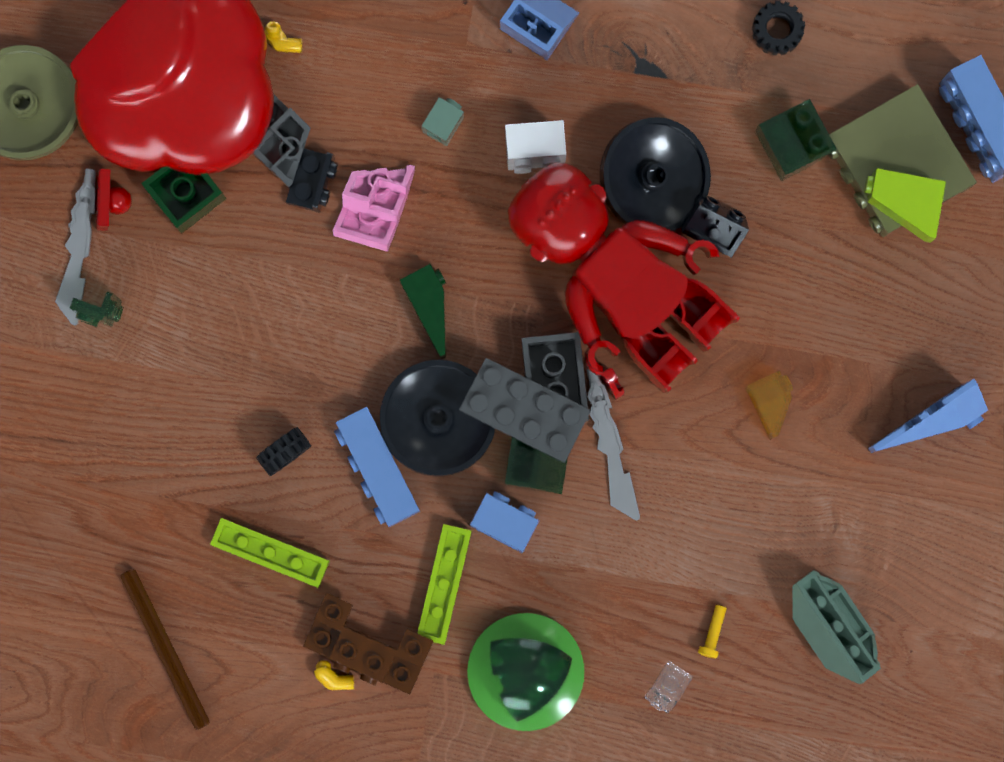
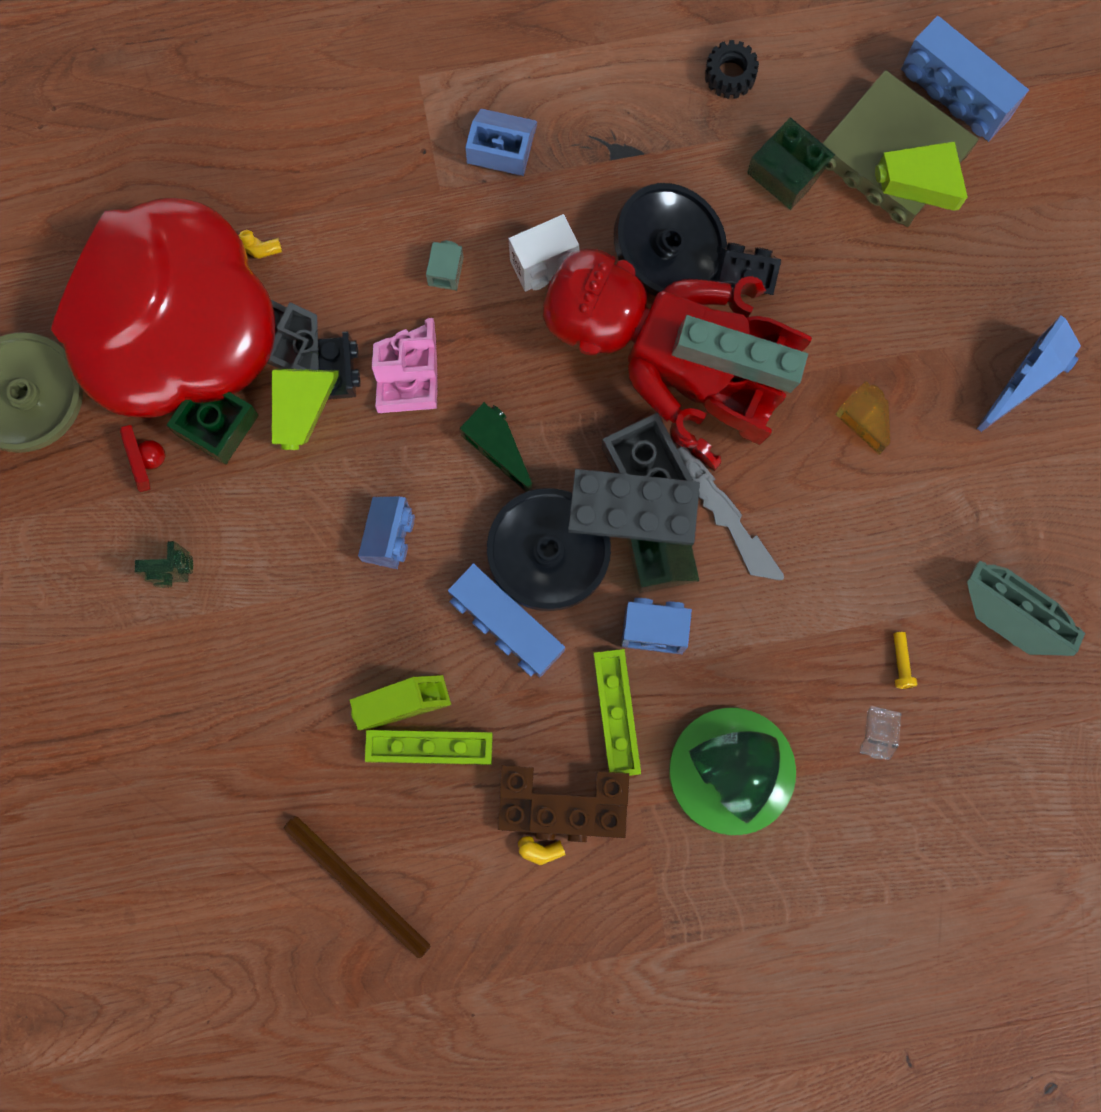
camera: 20 degrees left, 5 degrees down
(78, 245) = (125, 513): light grey sword -> none
(259, 504) = (399, 701): none -> lime slope
(264, 203) = (298, 403): none -> lime slope
(283, 451) = (405, 639): black tyre -> none
(300, 349) = (386, 532): none -> medium blue slope
(665, 312) = (739, 354): none -> sand green brick

